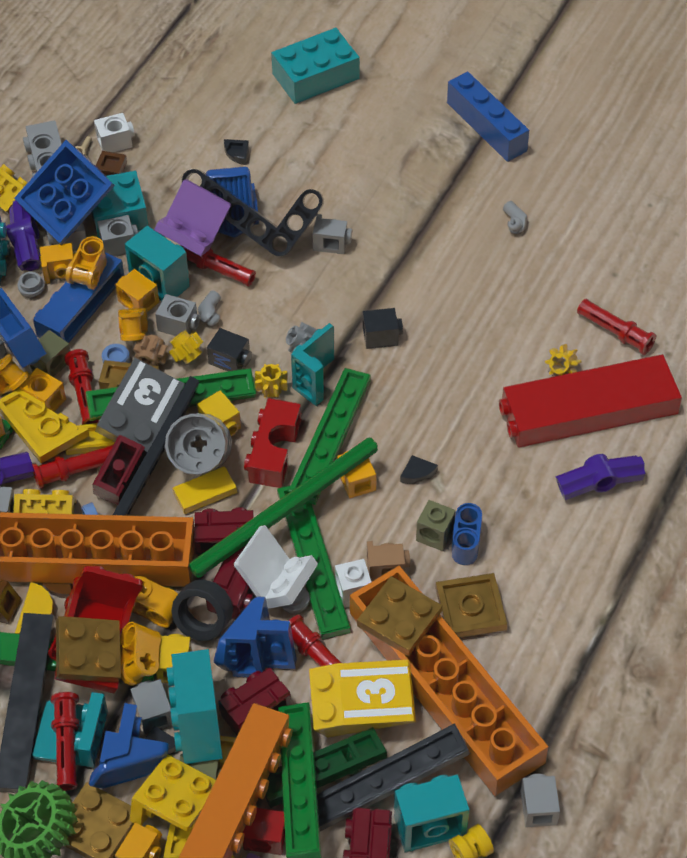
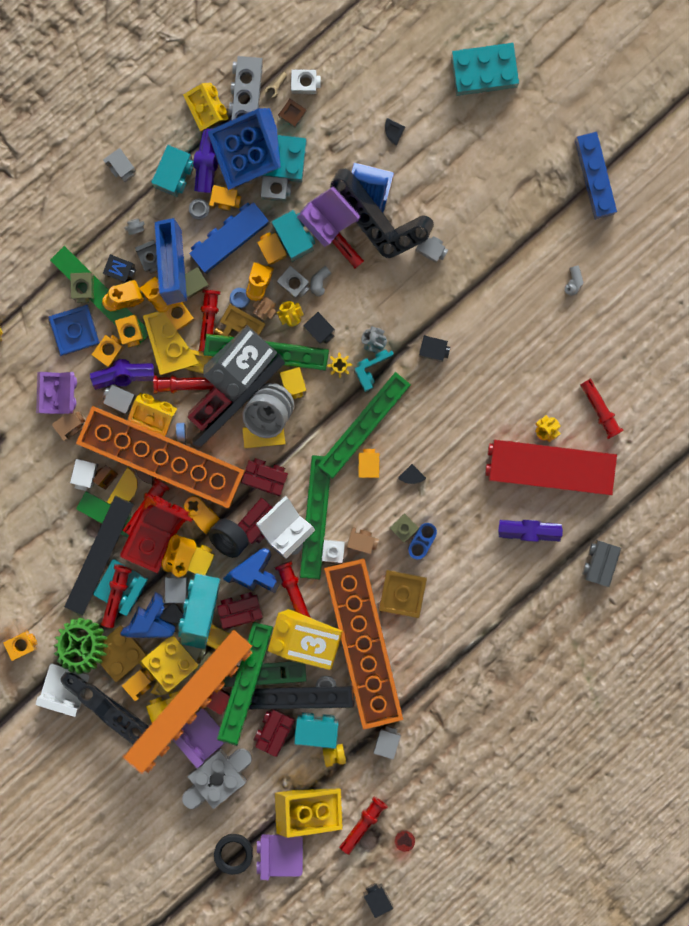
camera: 20 degrees right, 35 degrees up
(87, 263) = (240, 225): light orange piece -> none
(88, 649) = (146, 546): pearl gold plate -> none
(277, 422) = (330, 402): red arch -> none
(283, 507) = (308, 483): green axle -> none
(399, 616) = (348, 598): pearl gold plate -> none

